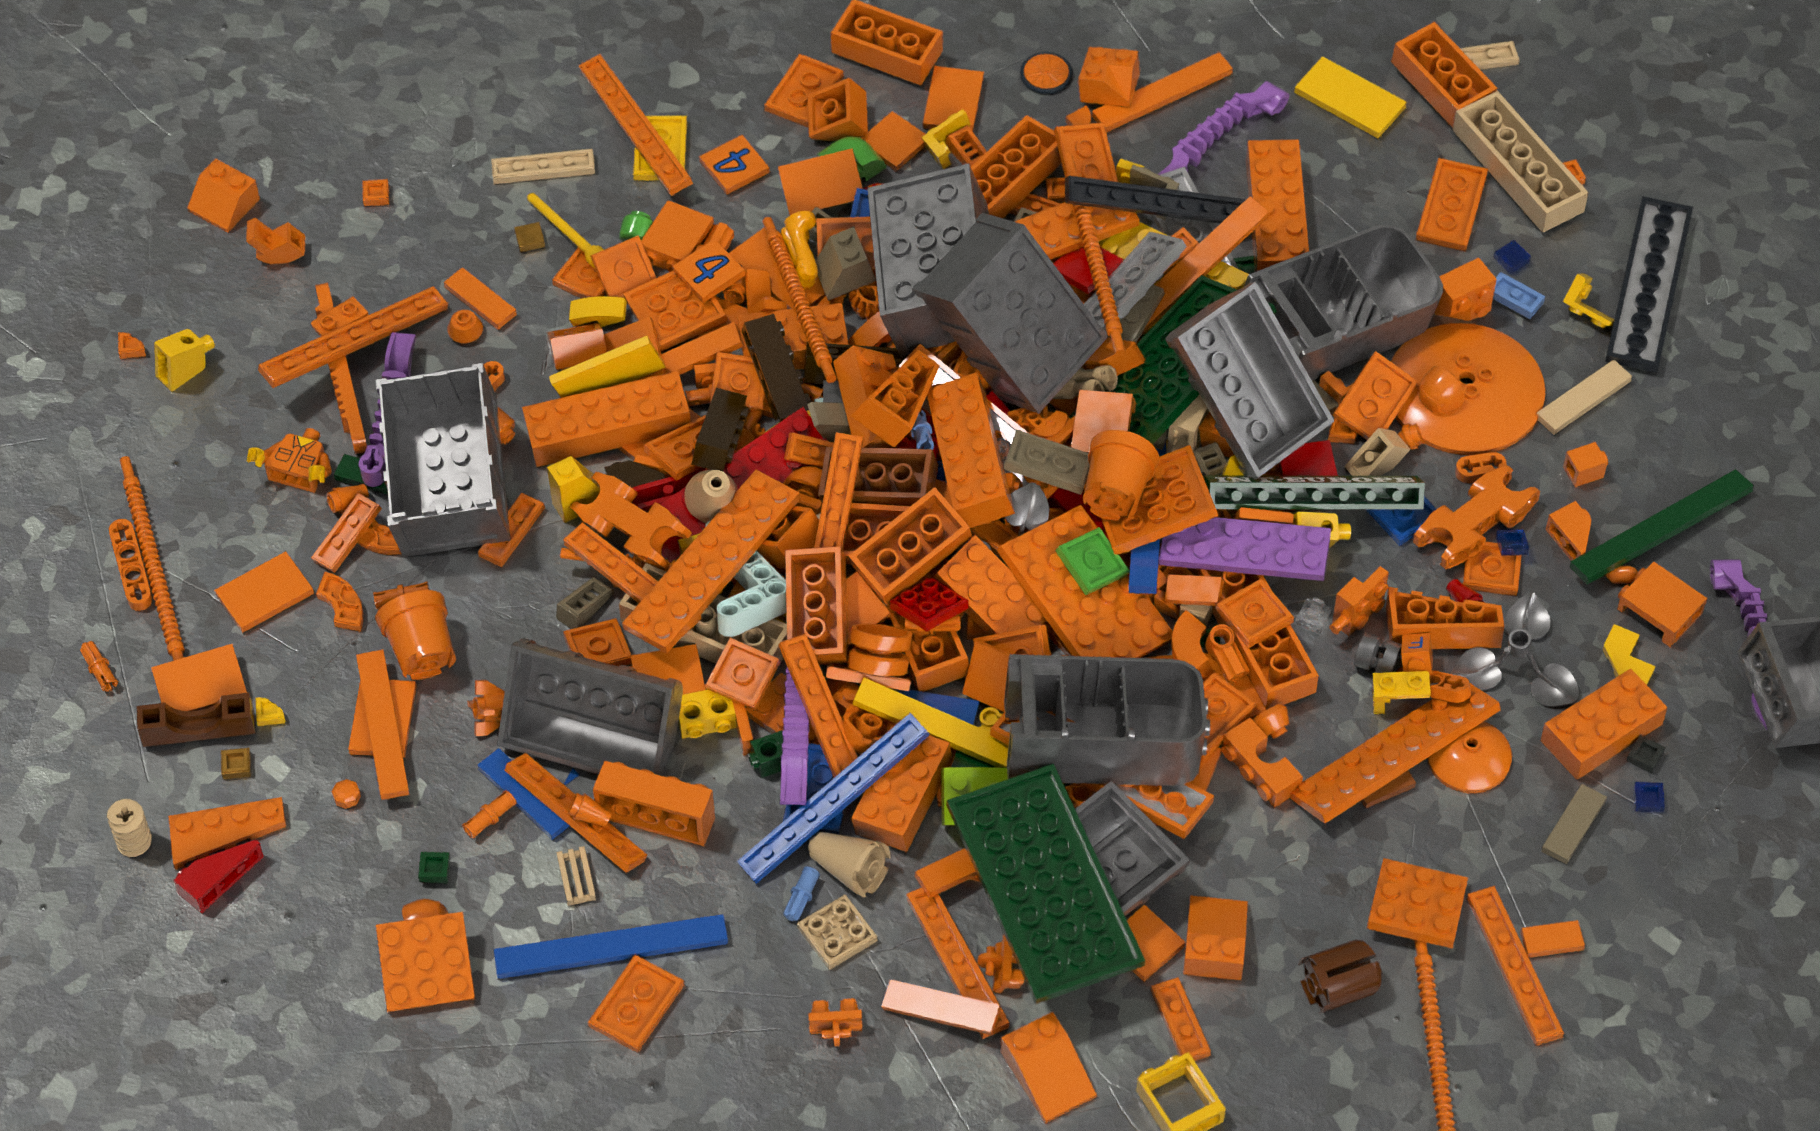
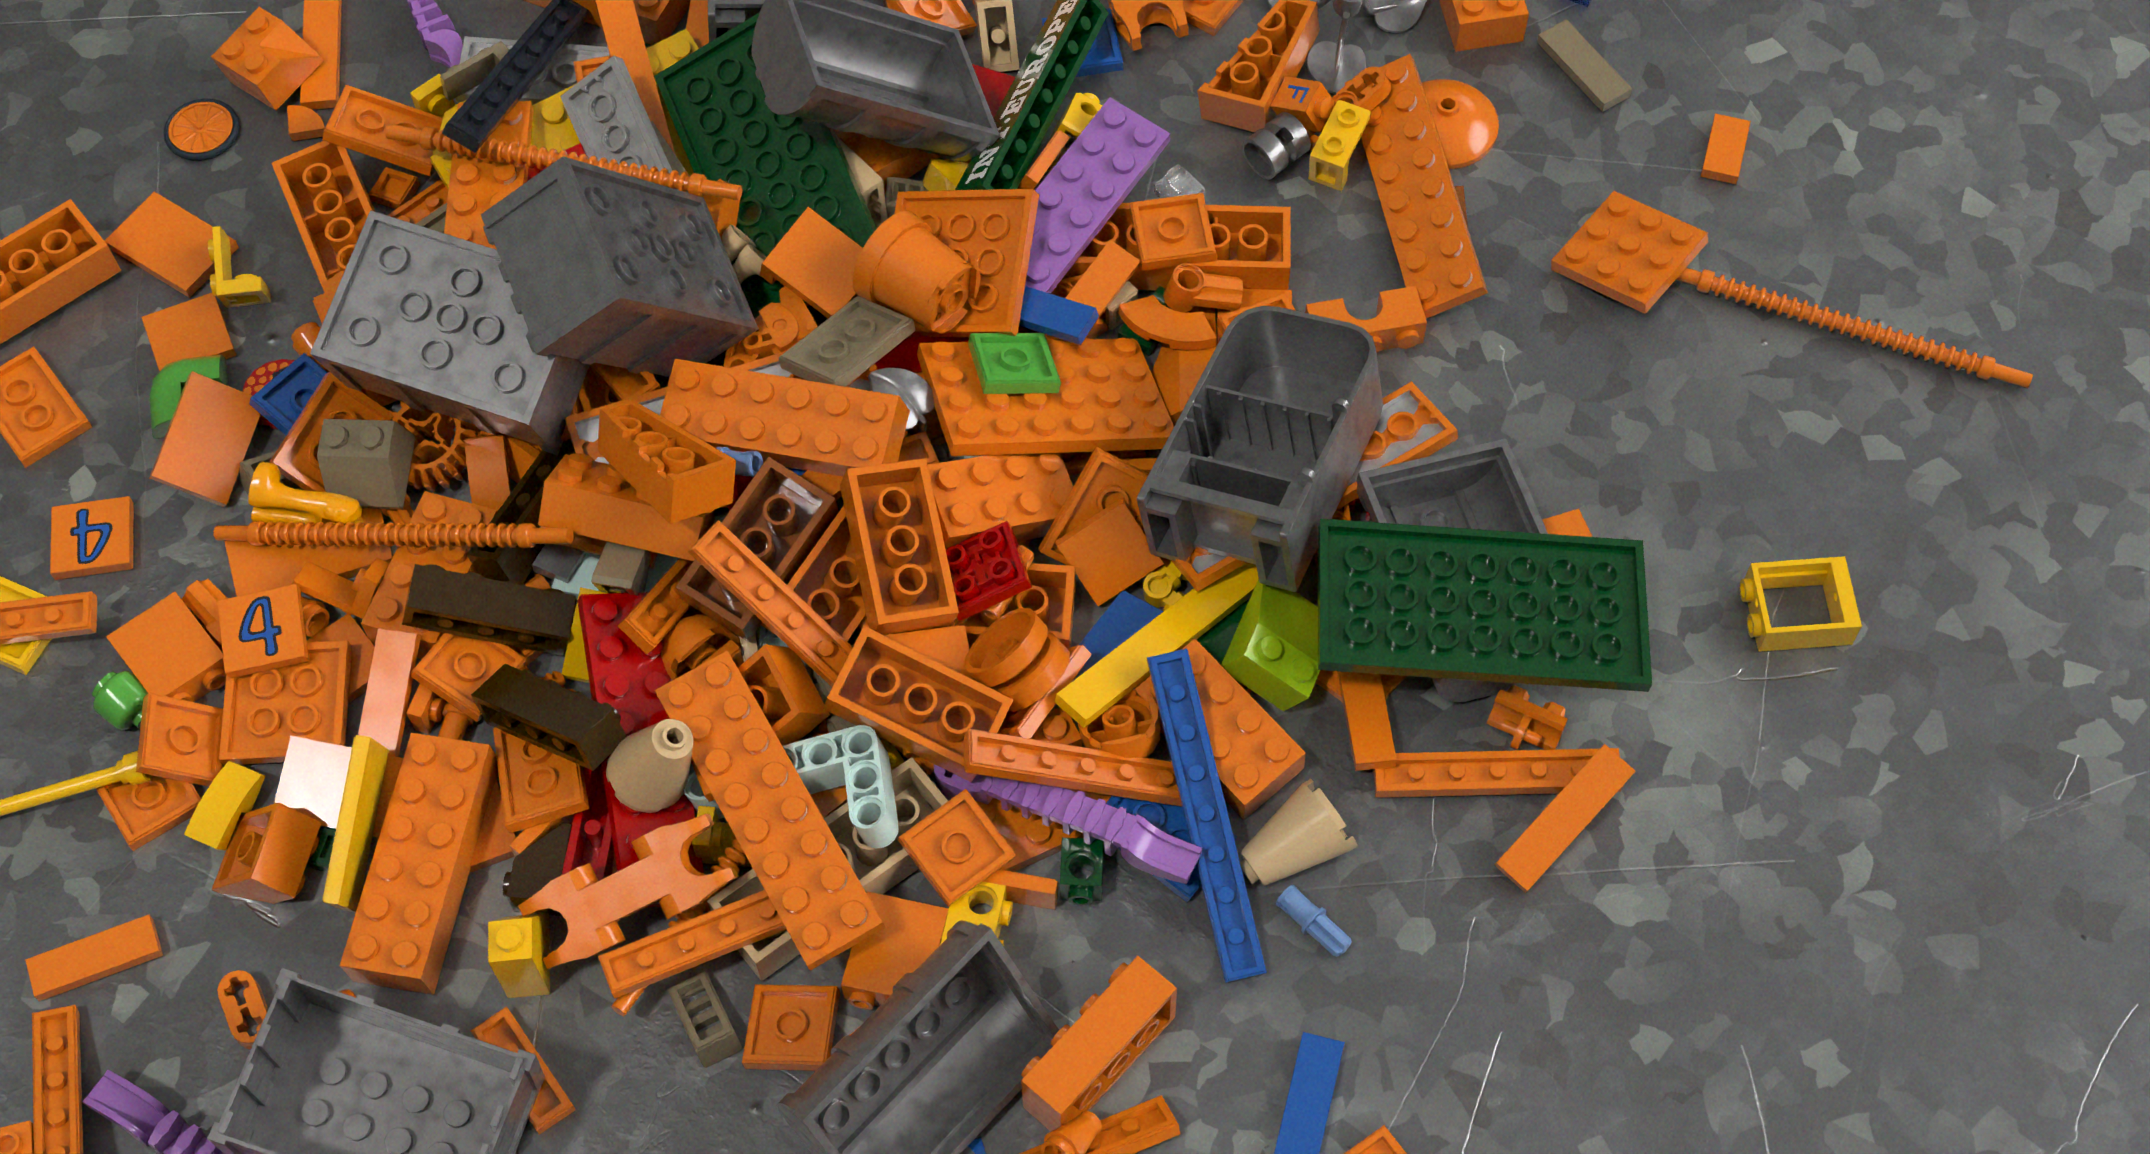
camera: 65 degrees left, 5 degrees up
(464, 327) = (133, 998): orange cone -> none
(529, 237) = (32, 848): pearl gold tile -> none
(835, 1023) = (1519, 970): orange hips -> none
(837, 932) = (1387, 901): tan tile -> none
(838, 111) = (102, 377): orange slope -> none
(967, 135) = (259, 248): orange slope -> none
(1047, 1067) = (1695, 733): orange slope -> none
(1180, 1019) = (1692, 562): orange tile -> none
(1215, 938) = (1586, 472): orange slope -> none
(1273, 721) = (1312, 285): orange cone -> none
(1340, 975) = (1705, 364): reddish brown cylinder -> none
(1358, 601) = (1202, 130): orange plate -> none
(1460, 592) = (1232, 33): red cone -> none
(1515, 966) = (1745, 198): orange tile -> none

